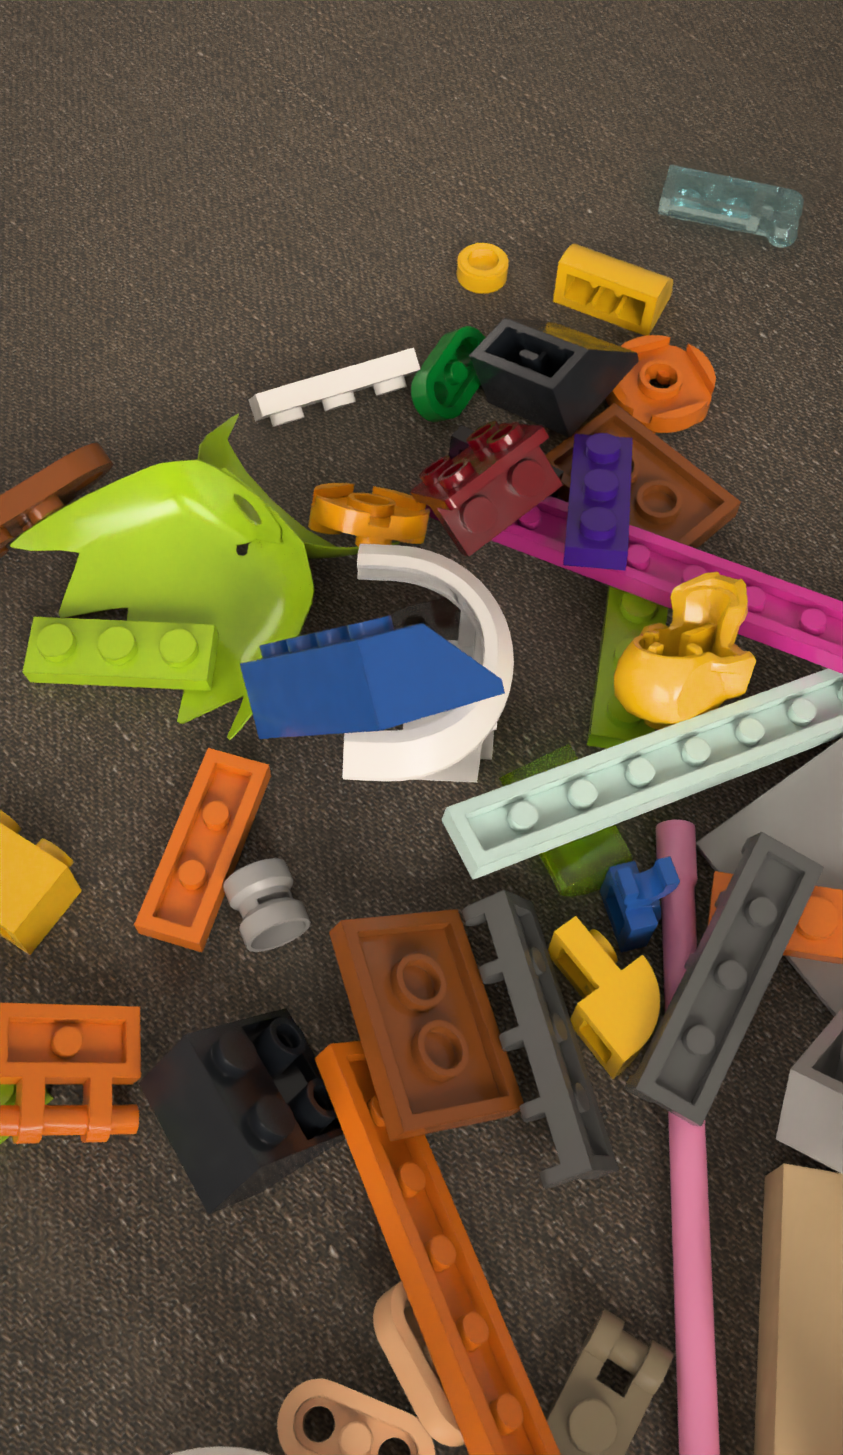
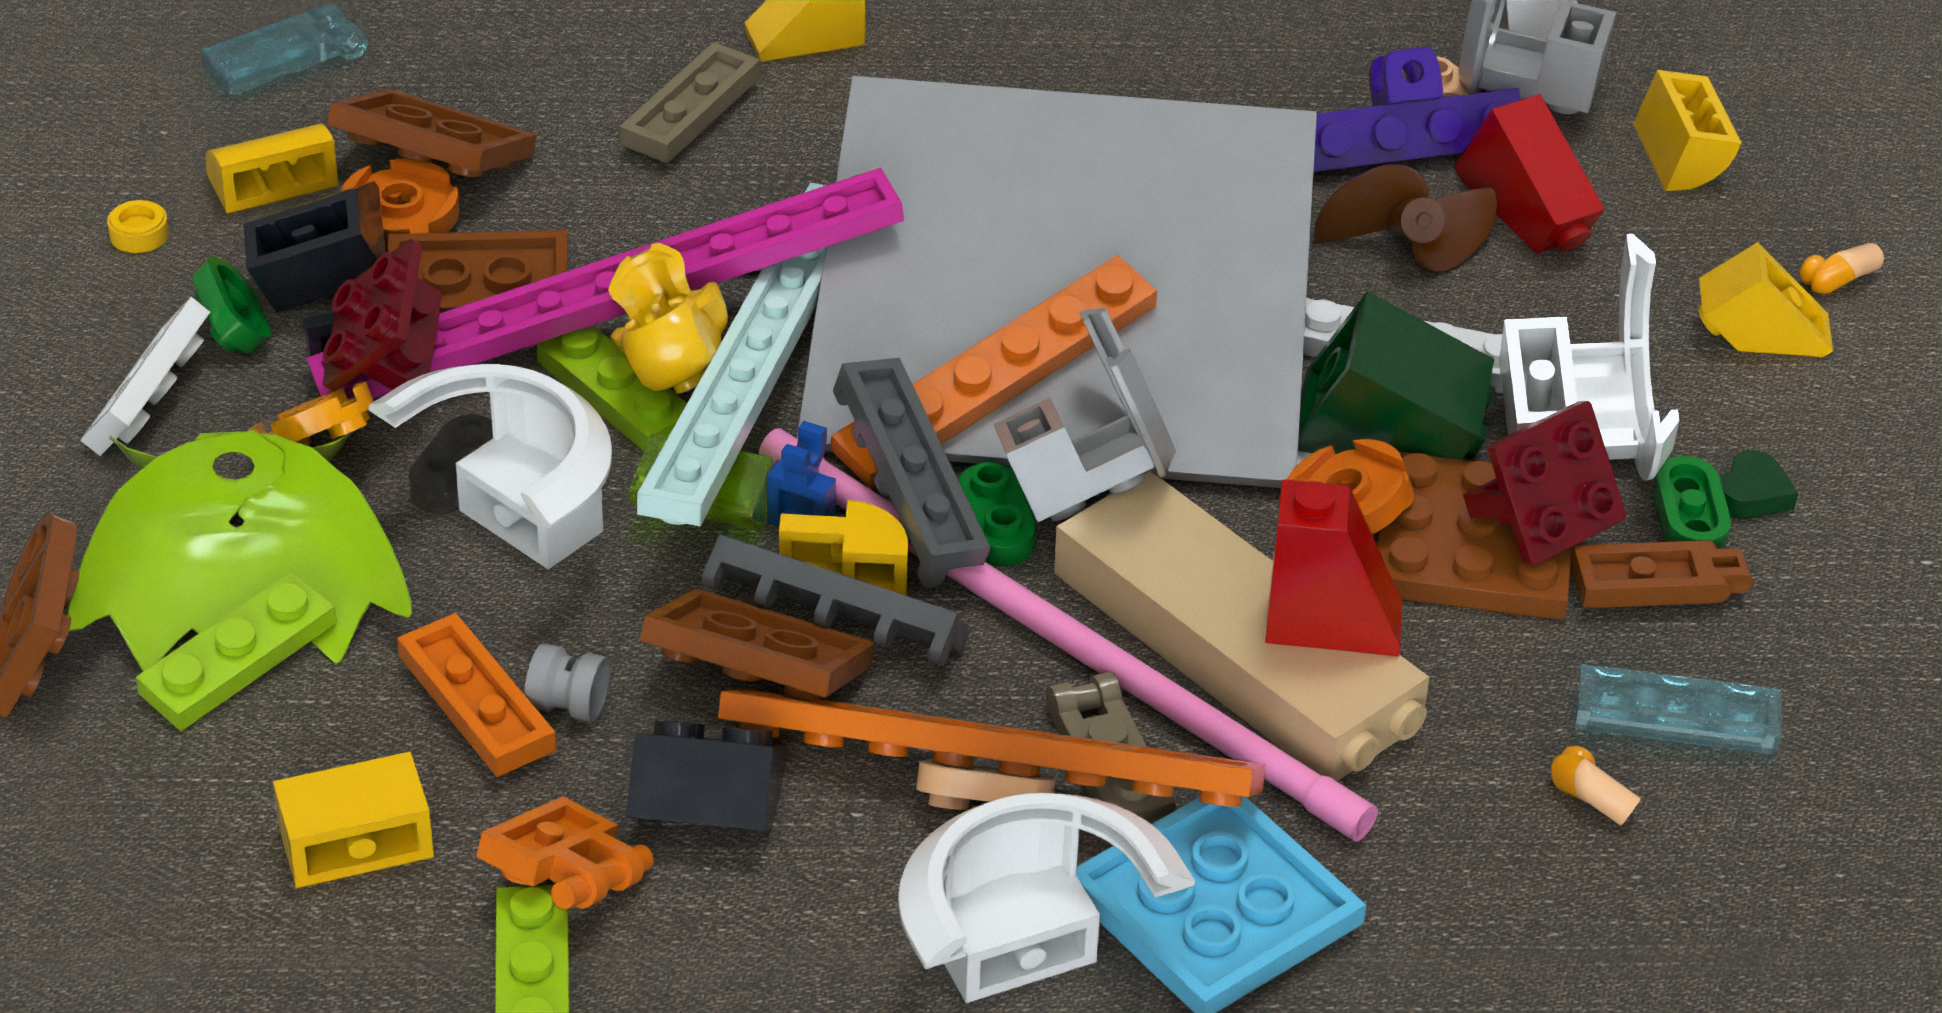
camera: 50 degrees left, 20 degrees down
(360, 680) = (486, 467): blue slope -> none
(599, 502) = (484, 287): dark purple plate -> none
(743, 343) = (431, 131): none -> dark orange plate
(767, 1063) = (1000, 511): none -> green plate

